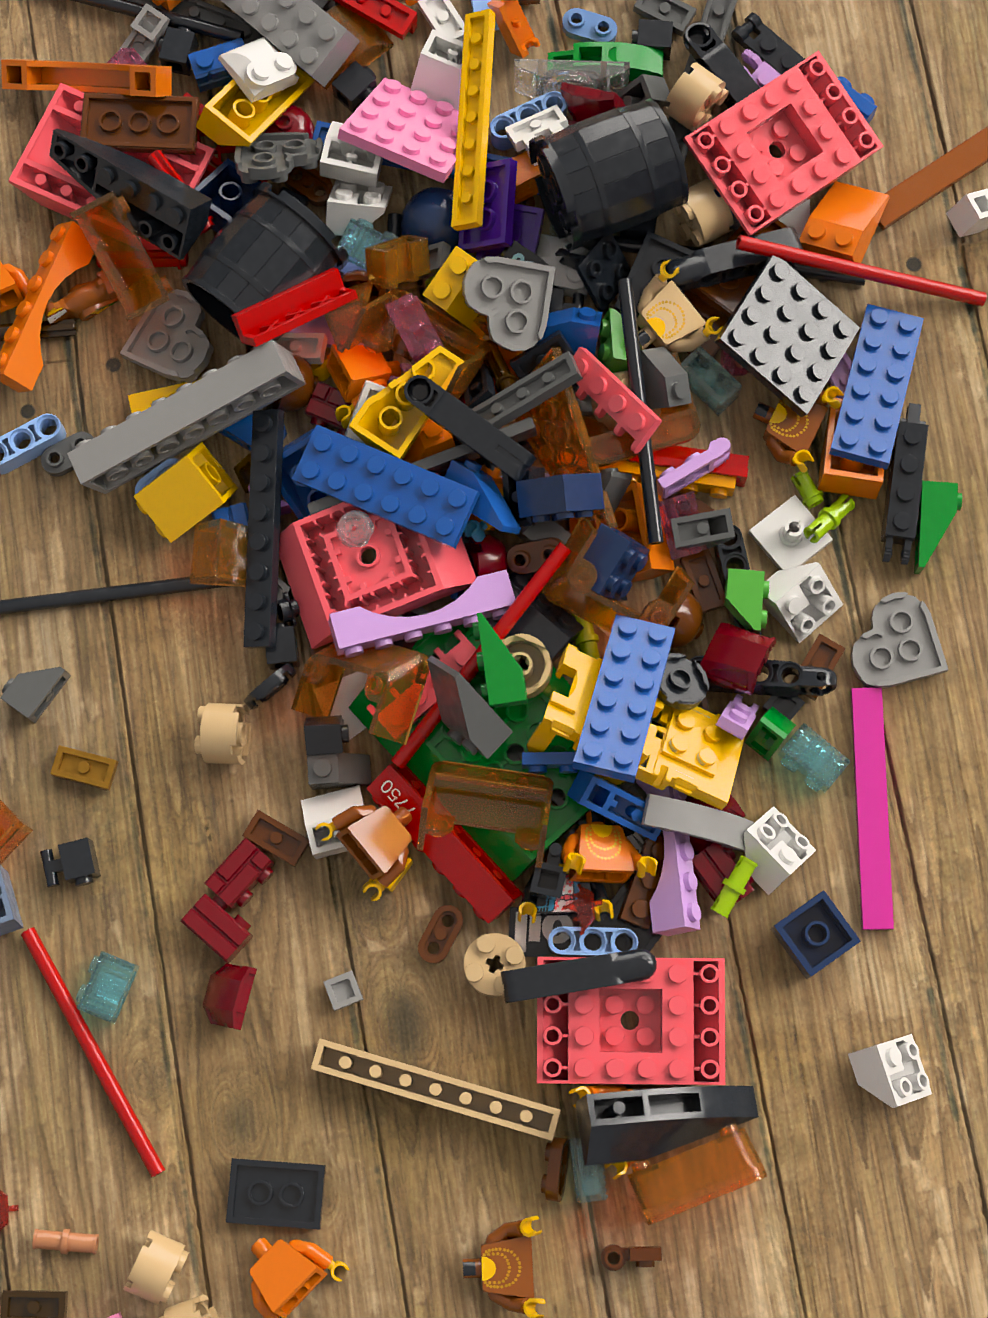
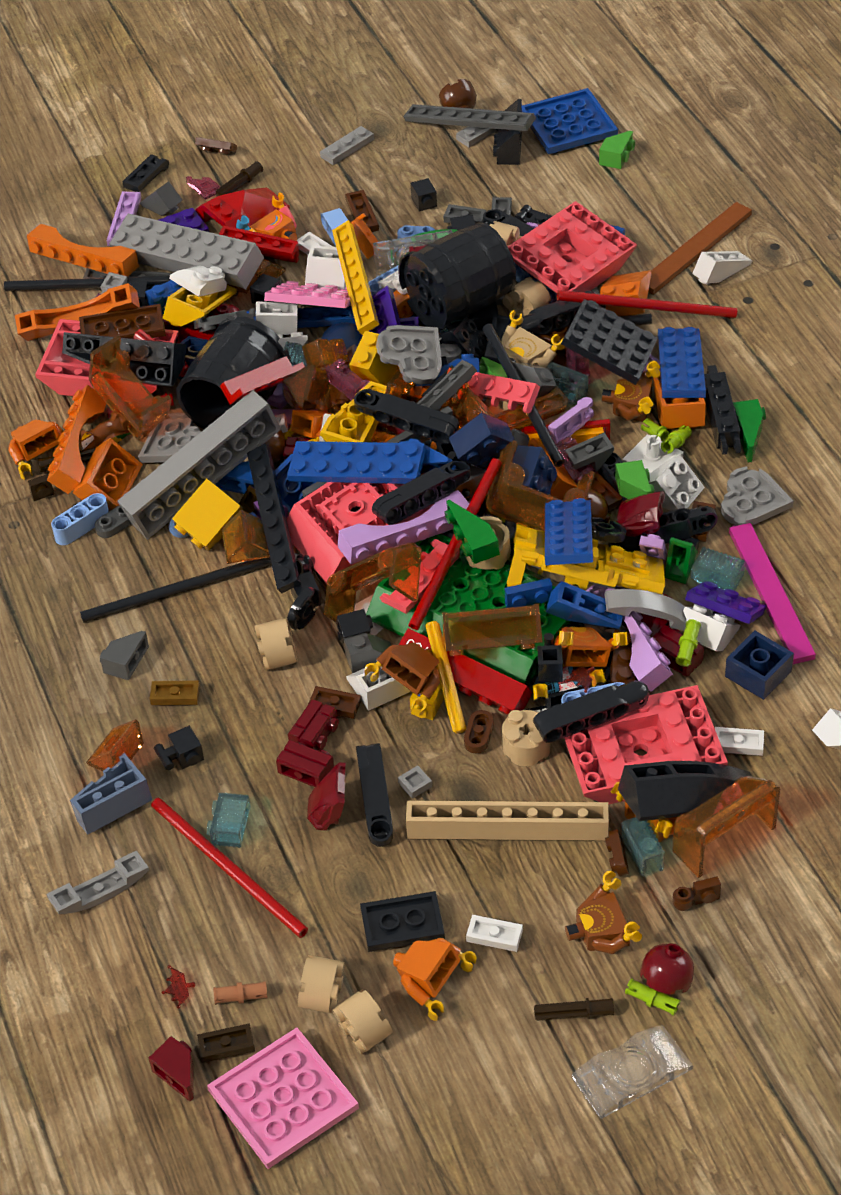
camera: 15 degrees left, 30 degrees down
(74, 378) = (109, 472): none -> orange slope
(290, 995) = (375, 794): none -> black piece
(358, 537) = (341, 491): clear plate -> none
(379, 1241) = (494, 933): none -> white plate
(417, 858) = (446, 678): none -> yellow axle
(454, 571) = (420, 492): none -> black piece
(466, 712) = (454, 563): dark grey slope -> none
(755, 1039) = (741, 740): none -> white plate
(805, 820) = (726, 602): none -> dark purple plate

